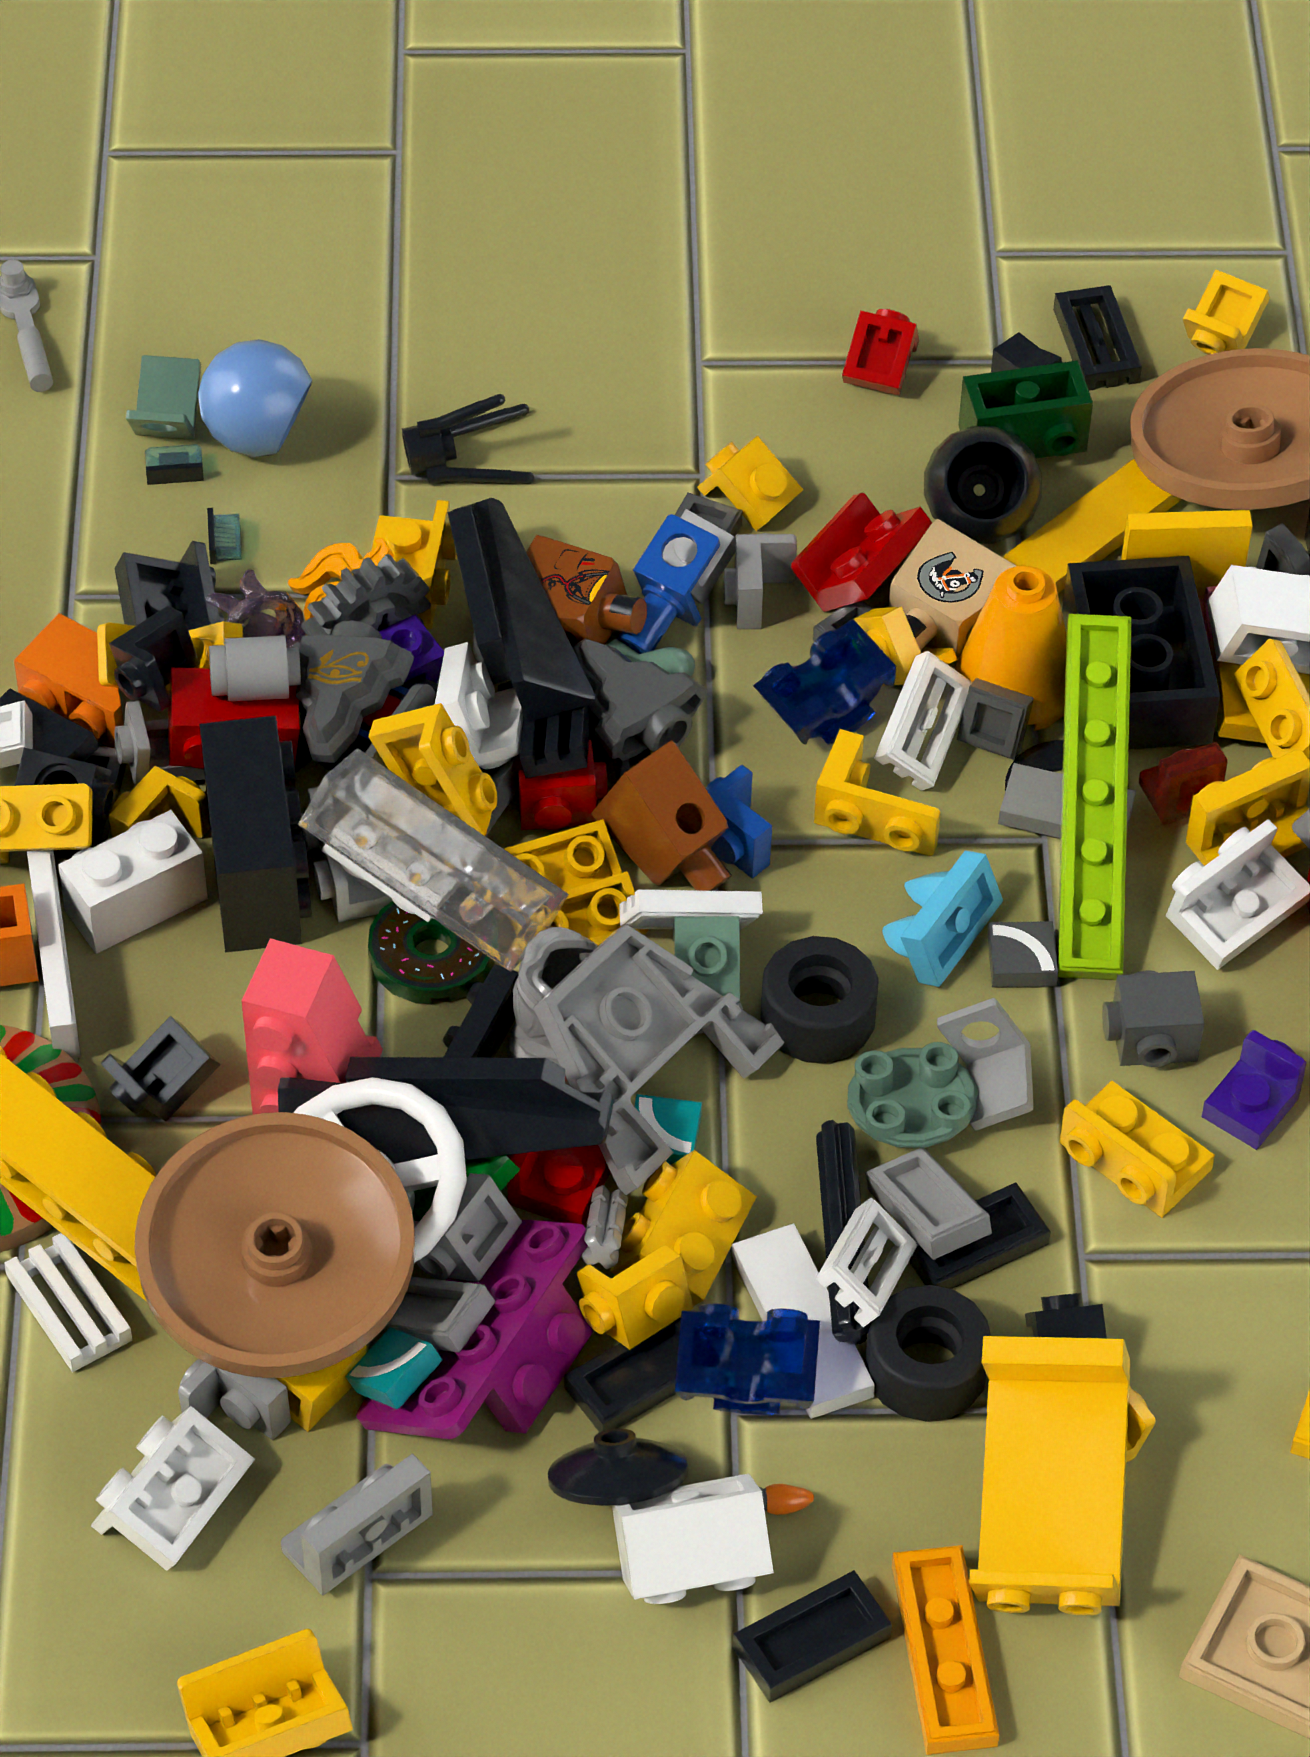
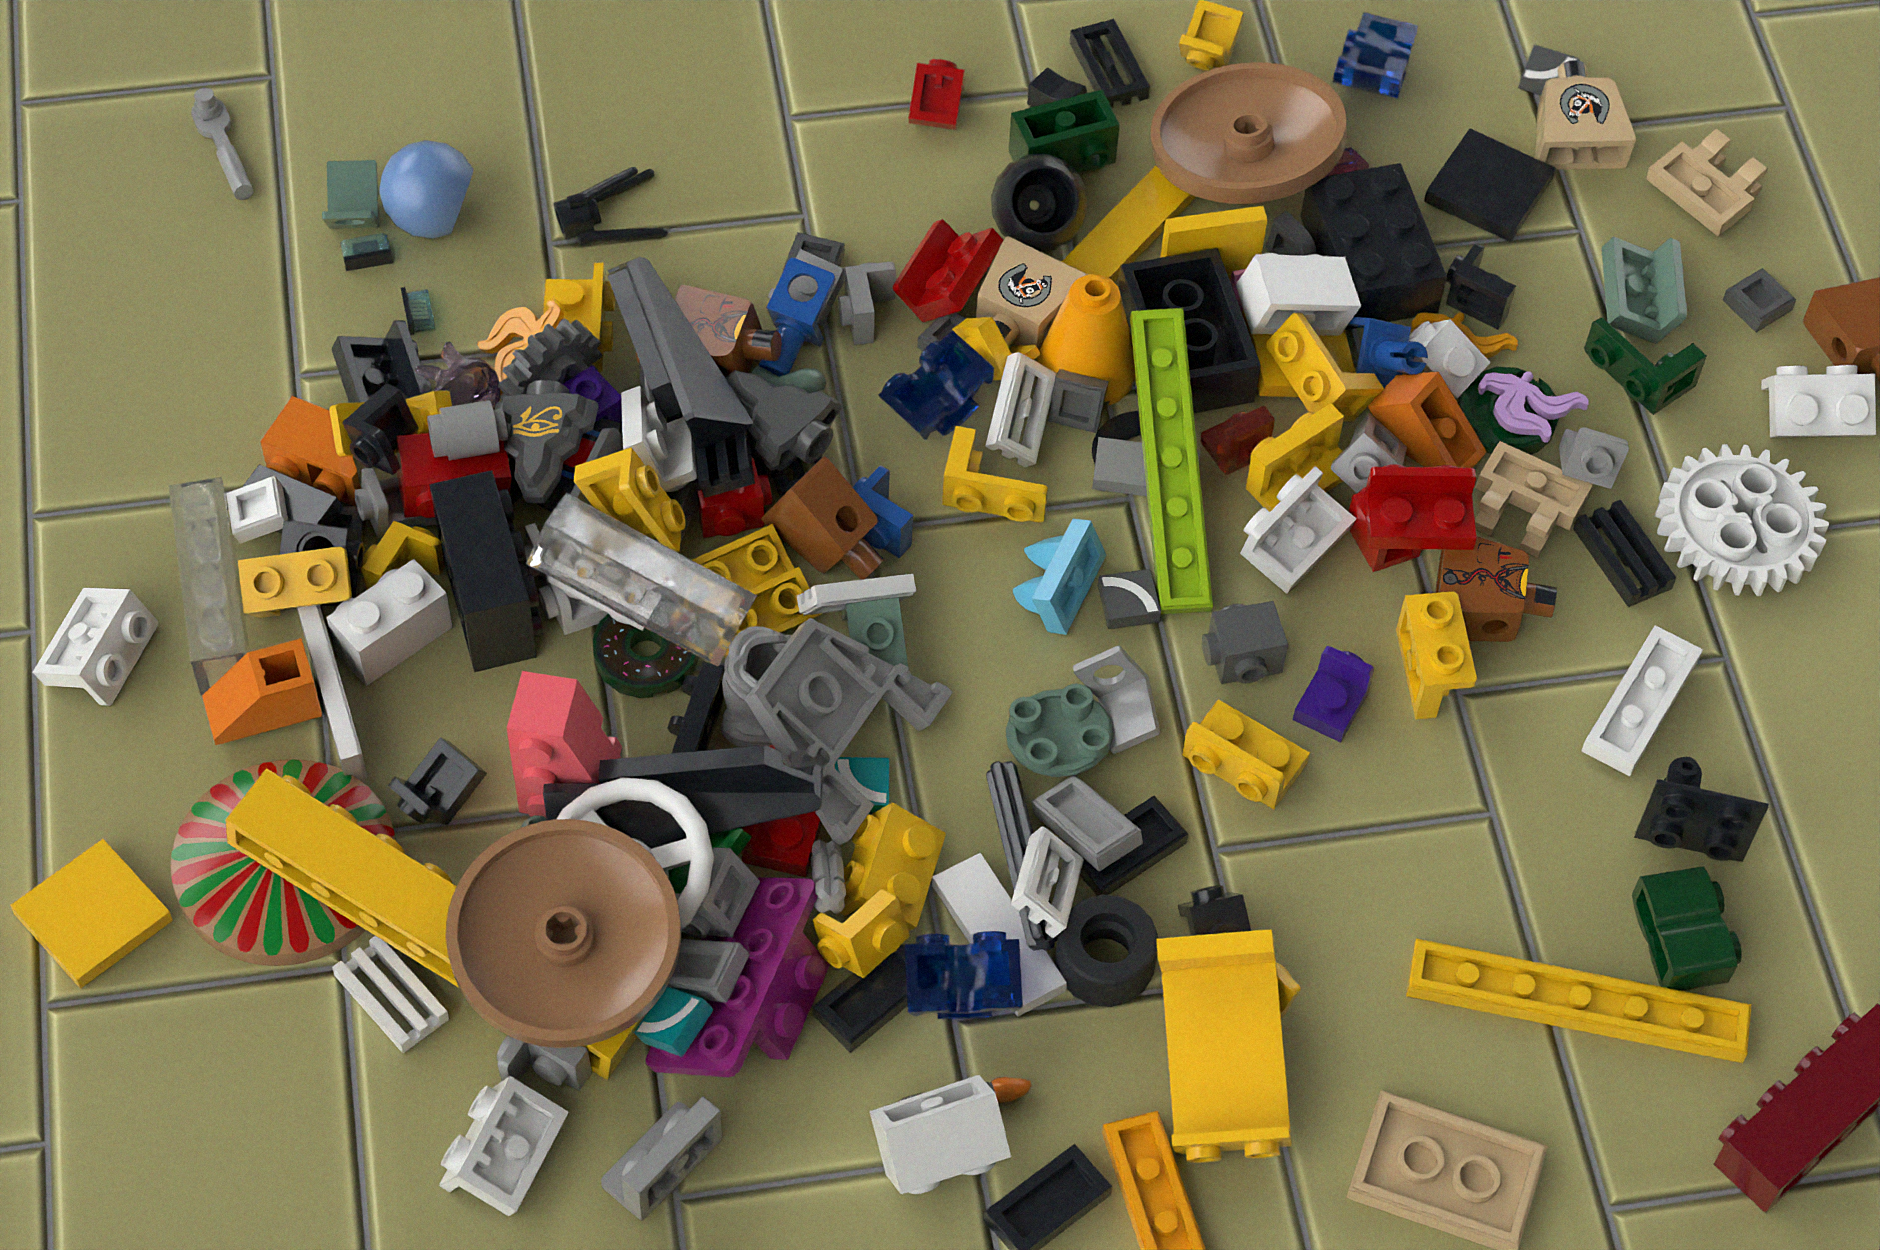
camera: 10 degrees left, 5 degrees up
(617, 1470) = (870, 1085): black dish -> none
(751, 481) = (848, 217): yellow bracket -> none
(824, 967) = (978, 630): black tyre -> none

